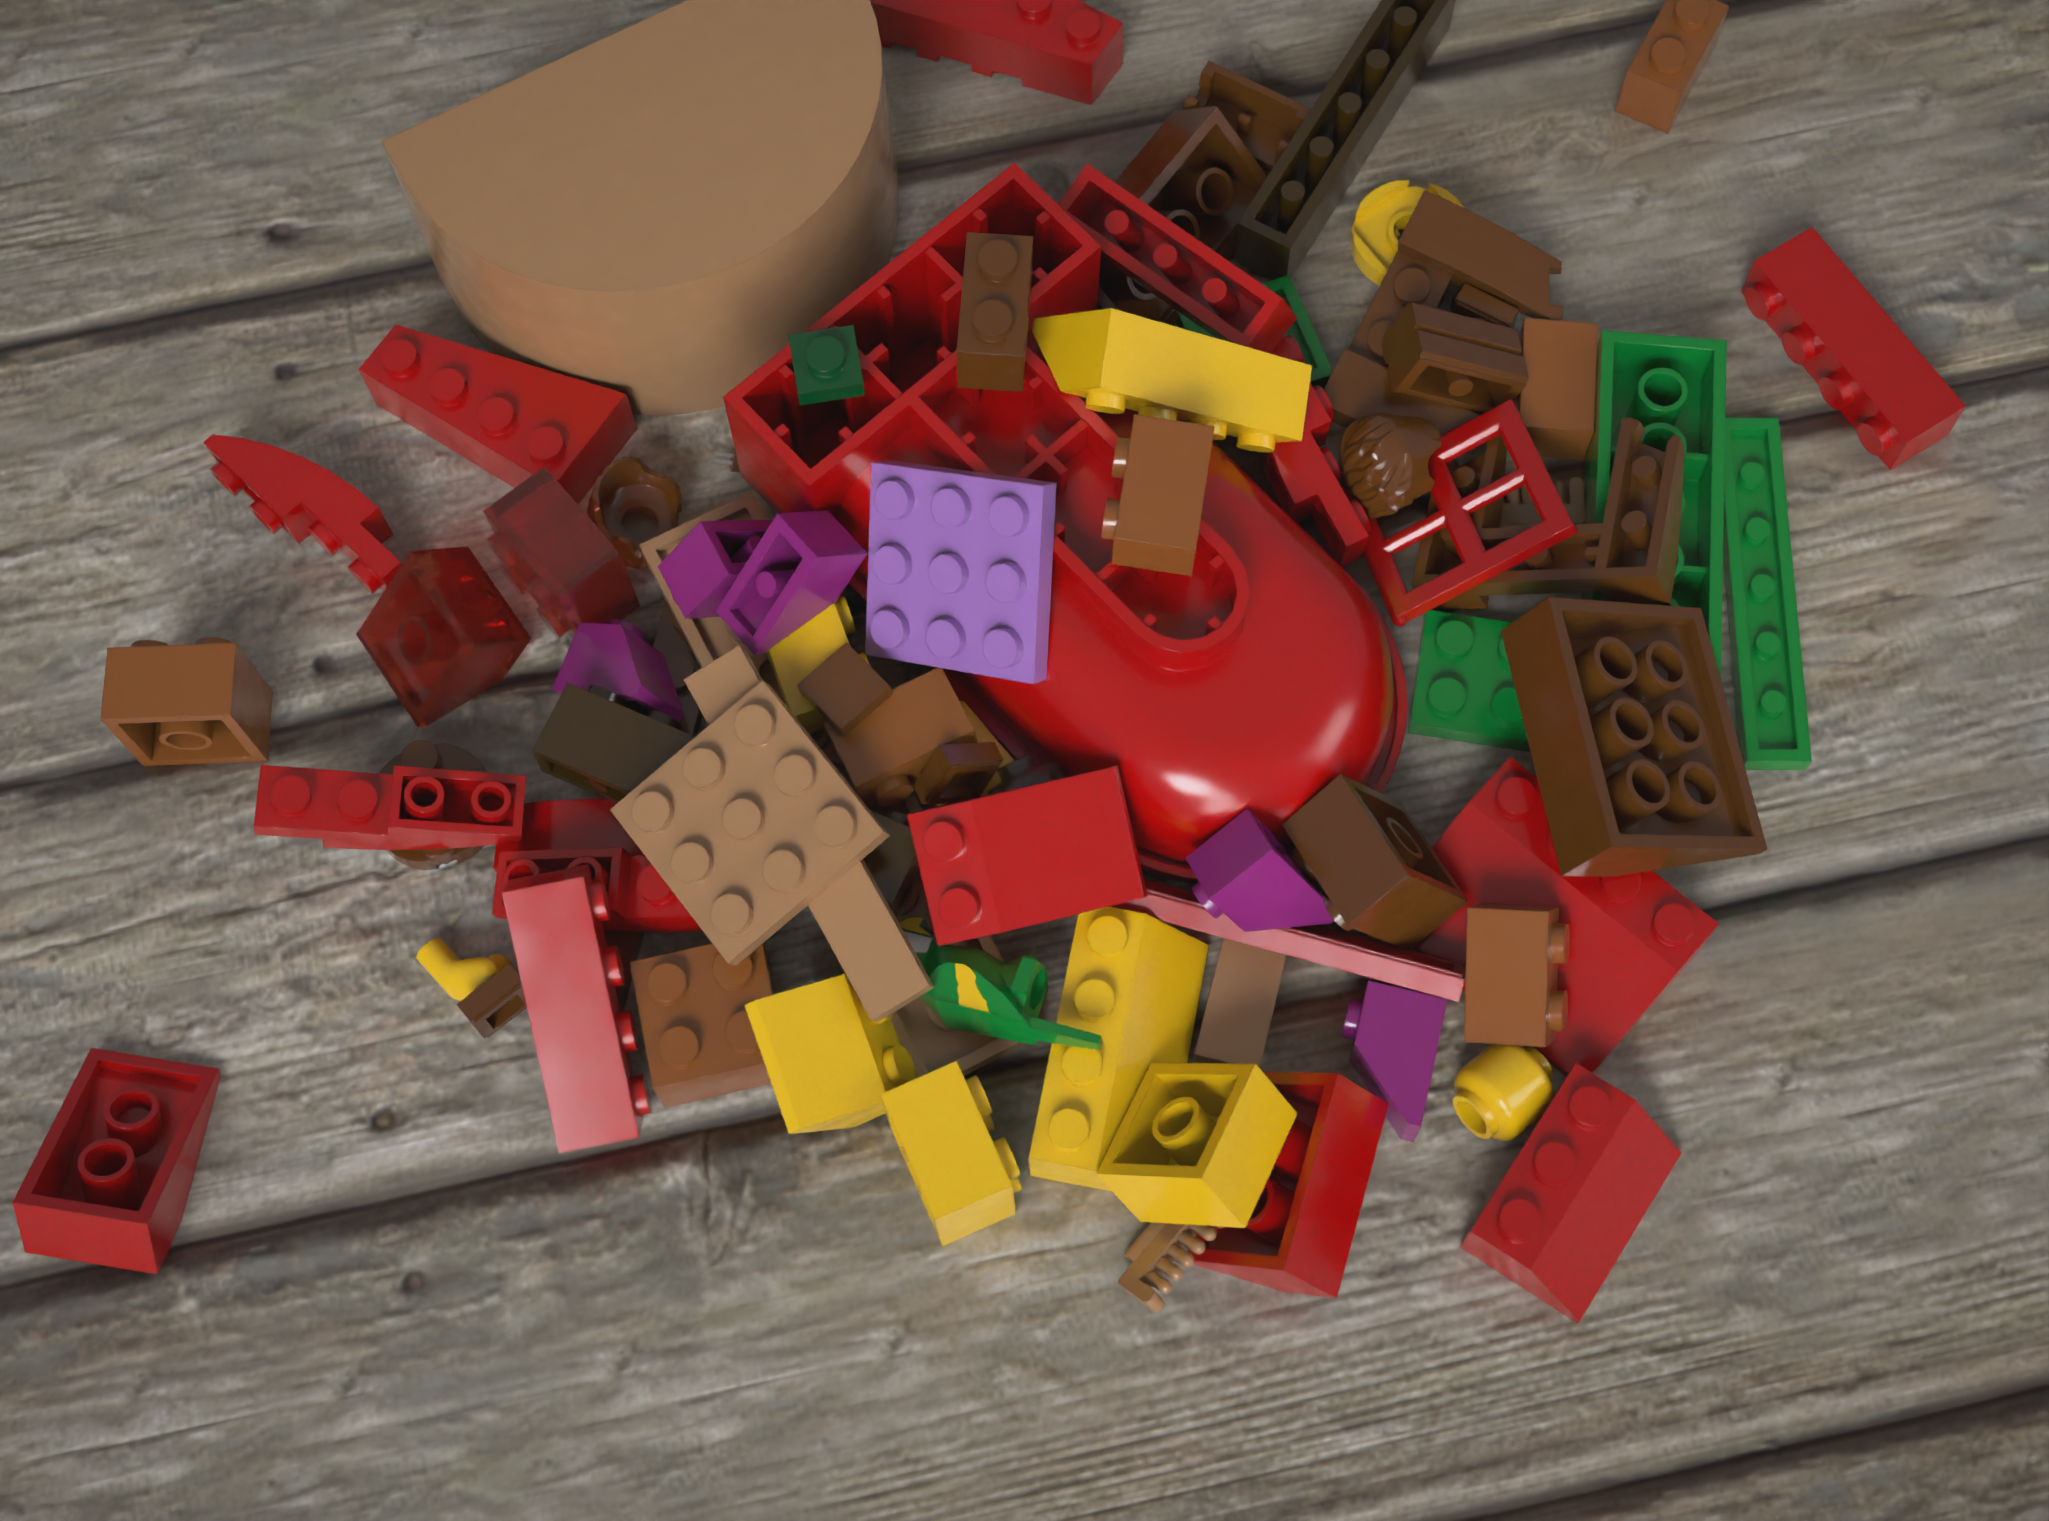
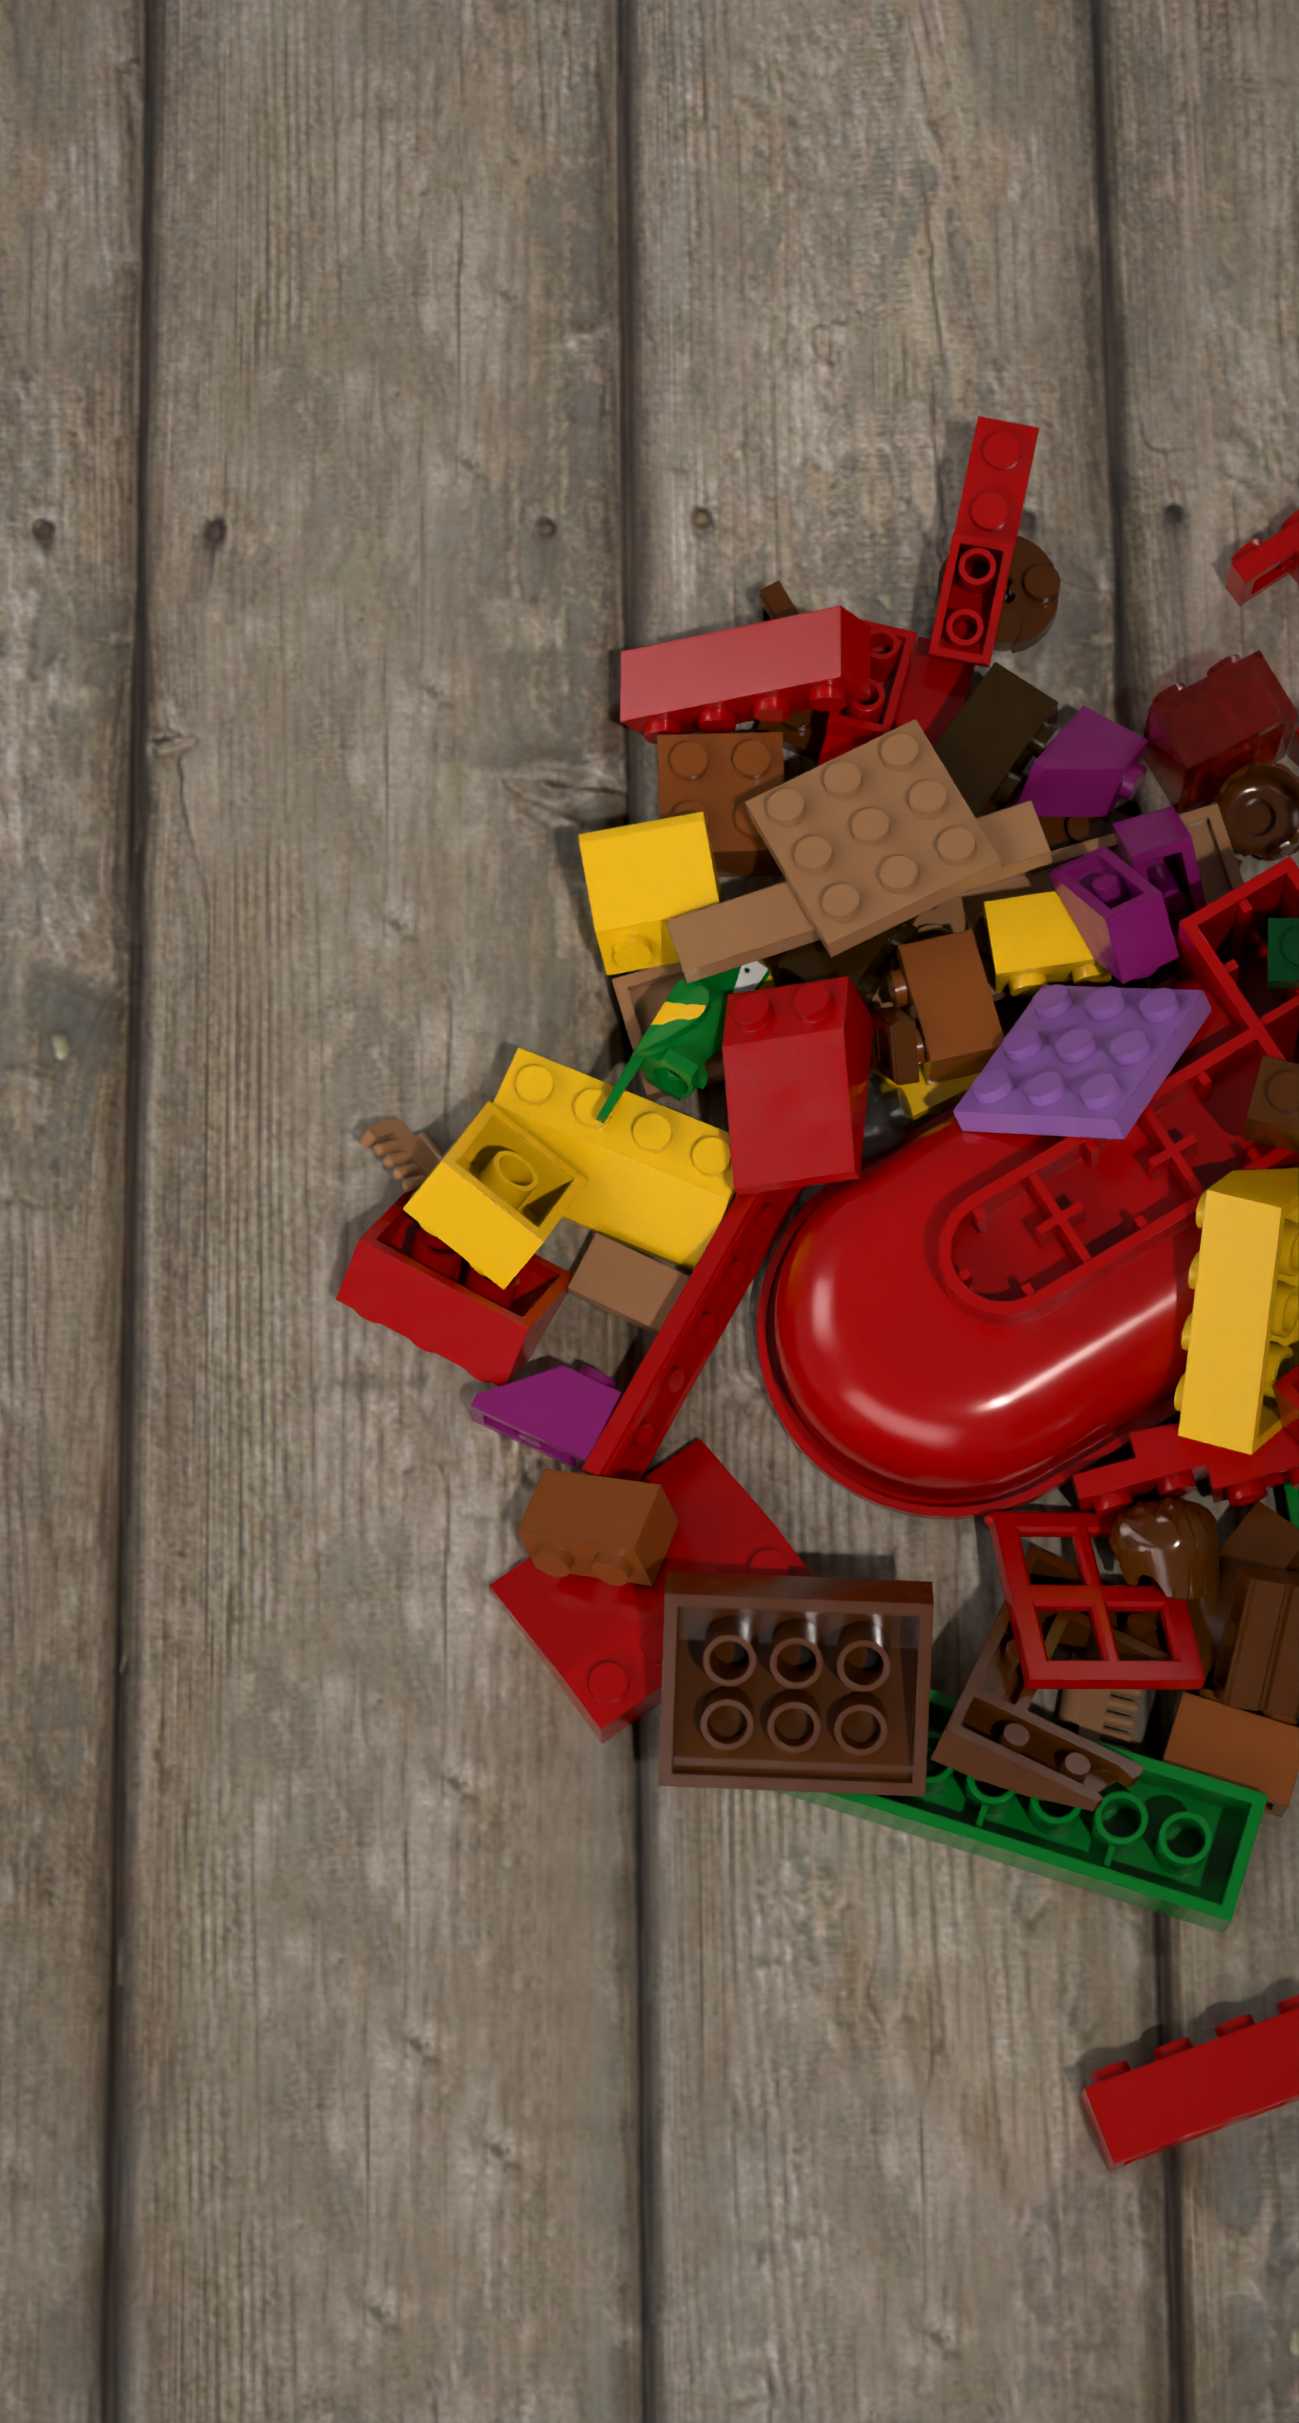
camera: 100 degrees right, 5 degrees up
(117, 1162) = (707, 289): red slope -> none
(187, 703) = (1135, 378): dark orange brick -> none
(442, 632) = (1172, 619): clear red slope -> none
(457, 975) = (828, 587): yellow arm -> none
(844, 689) = (995, 949): reddish brown tile -> none
(948, 1149) = (541, 984): yellow brick -> none
(1160, 496) = (1093, 1235): dark orange brick -> none
(1255, 879) = (734, 1308): magenta slope -> none
(1372, 864) = (729, 1417): reddish brown brick -> none
(1465, 683) = (962, 1584): green plate -> none
(1503, 1091) = (491, 1499): yellow head -> none
(1574, 1194) = (384, 1541): red slope -> none
(1762, 600) = (961, 1903): green plate -> none

